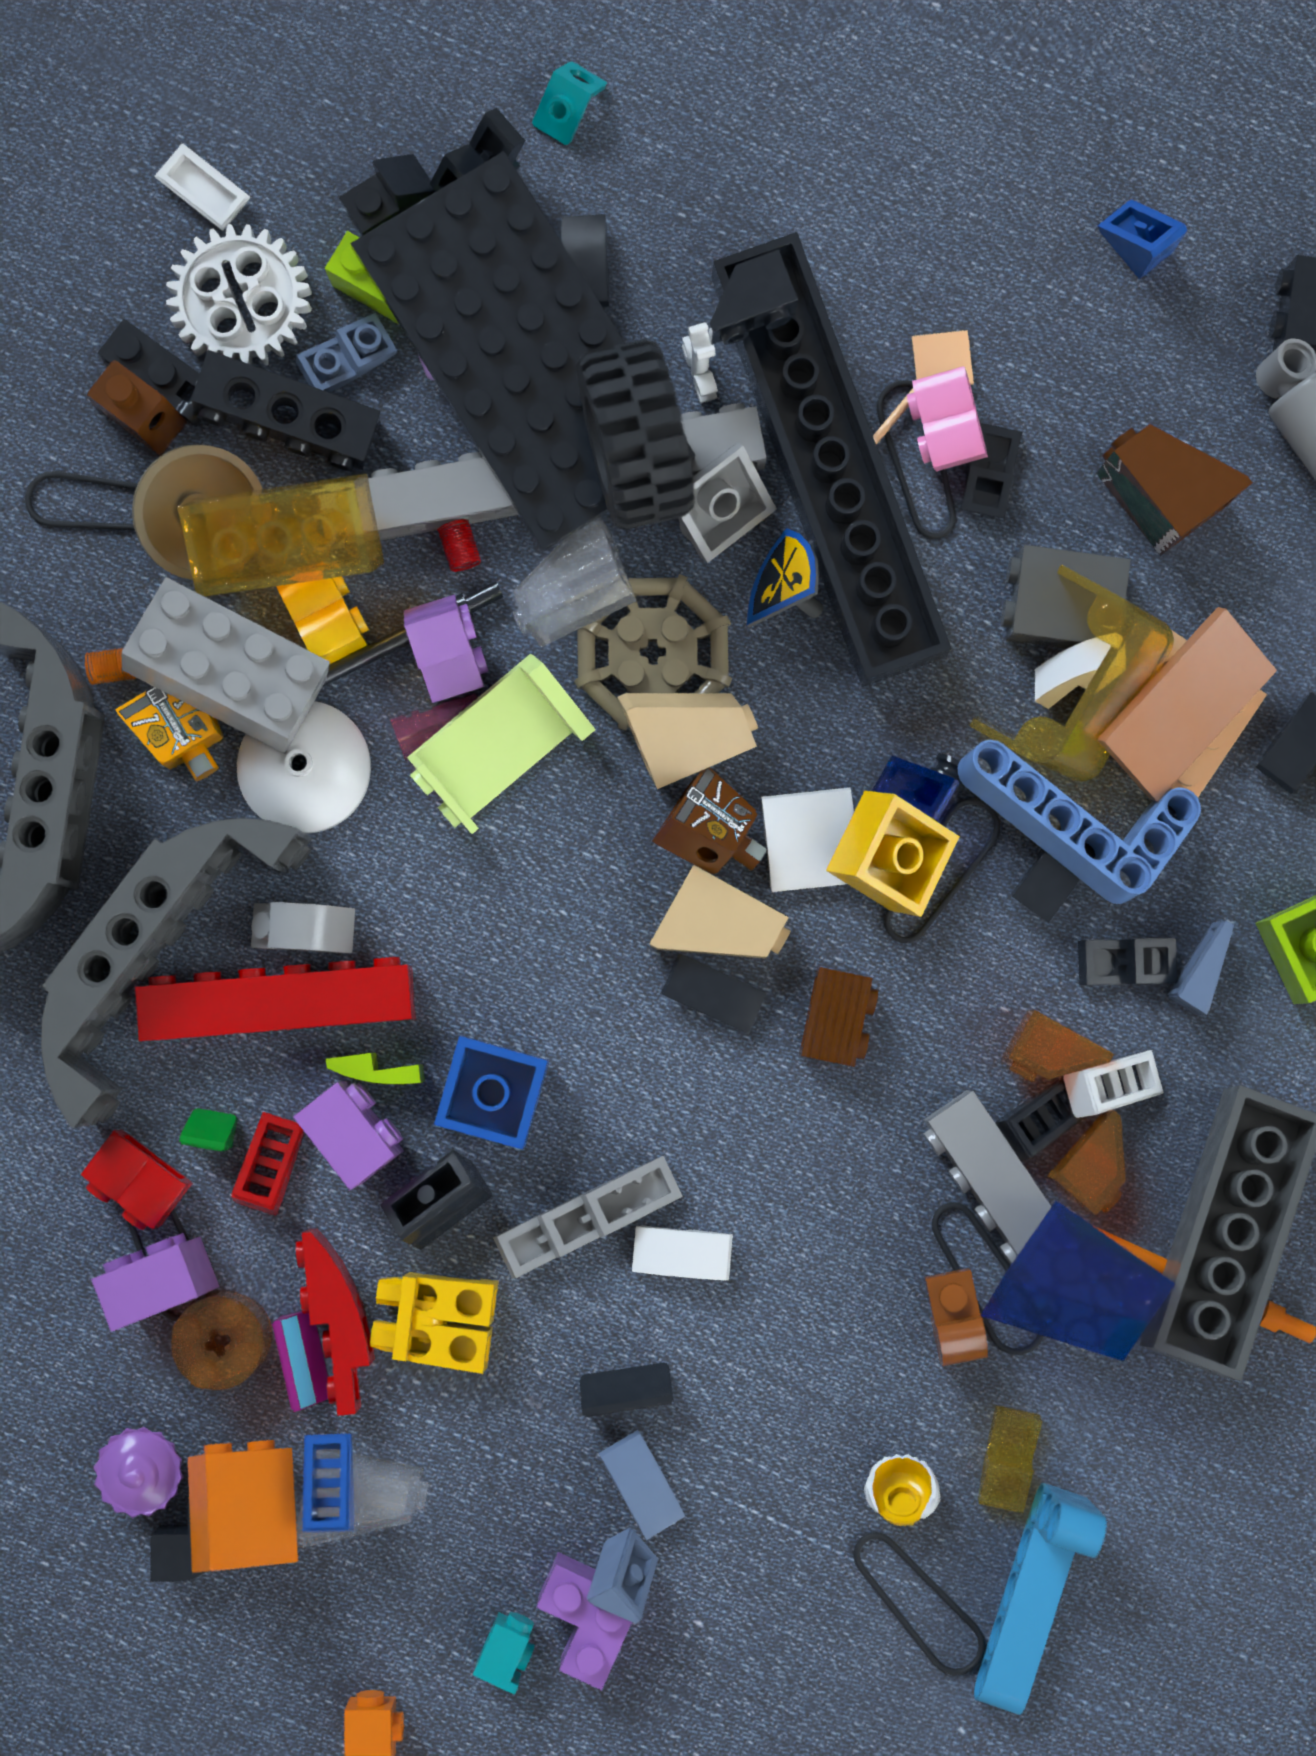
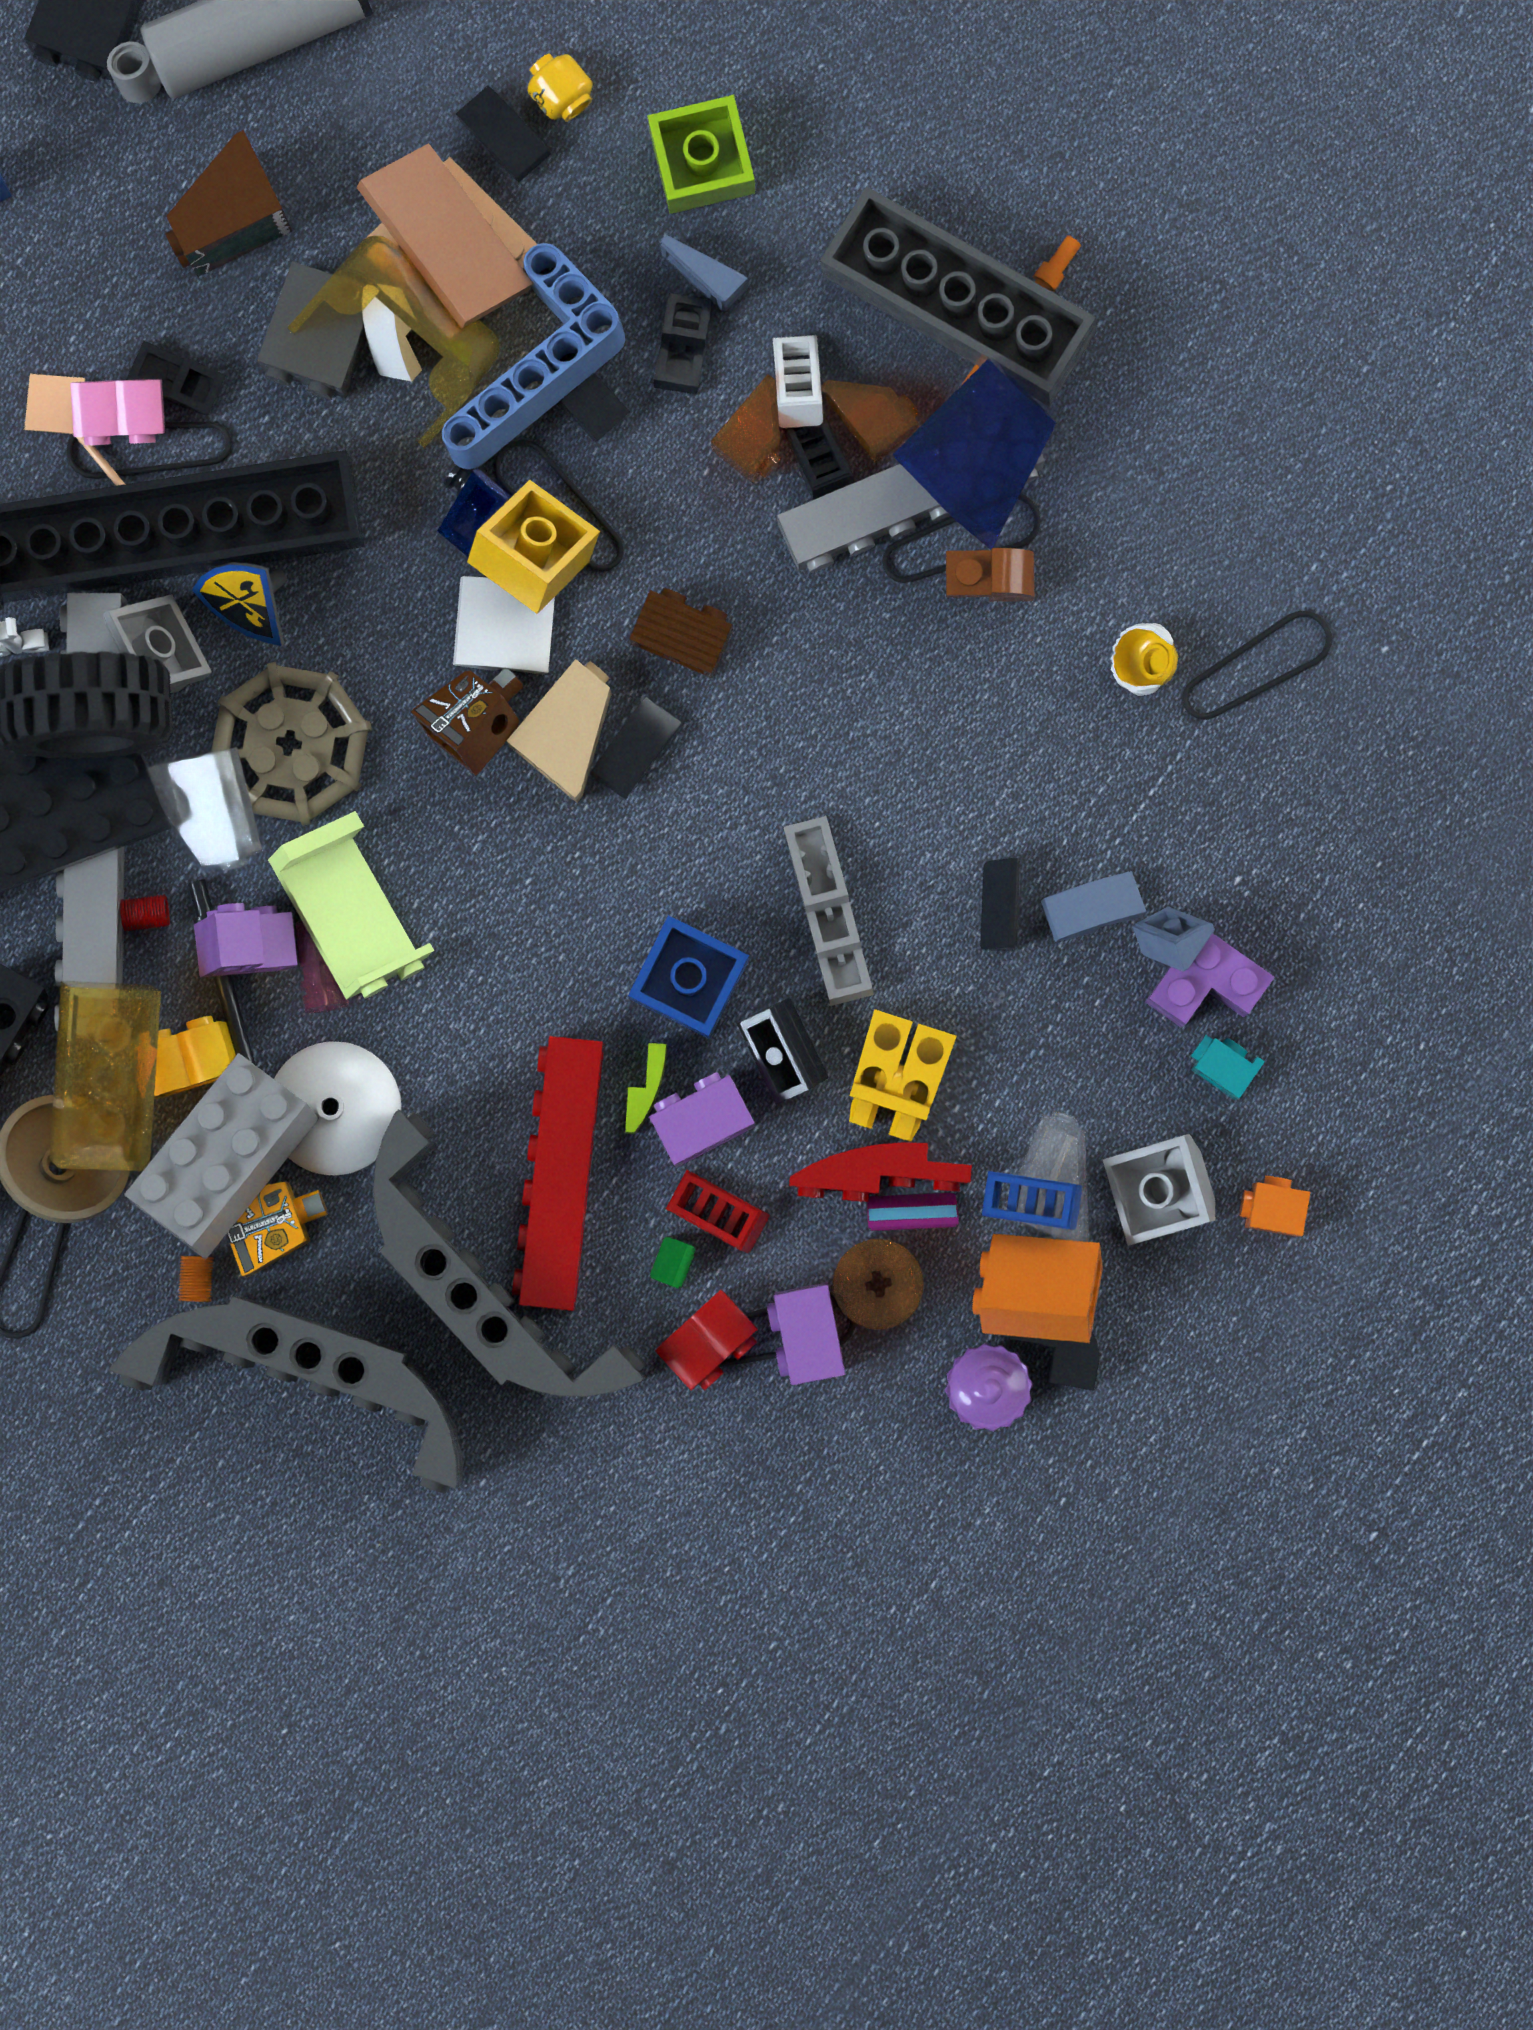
camera: 70 degrees left, 0 degrees up
(303, 927) = (492, 1134): light grey brick -> none
(368, 1609) = (1161, 1189): none -> light grey slope
(682, 1253) = (880, 826): white slope -> none
(687, 731) = (375, 722): tan slope -> none
(1009, 1459) = (1136, 552): clear yellow slope -> none
(1052, 1534) = (1264, 553): dark azure beam -> none

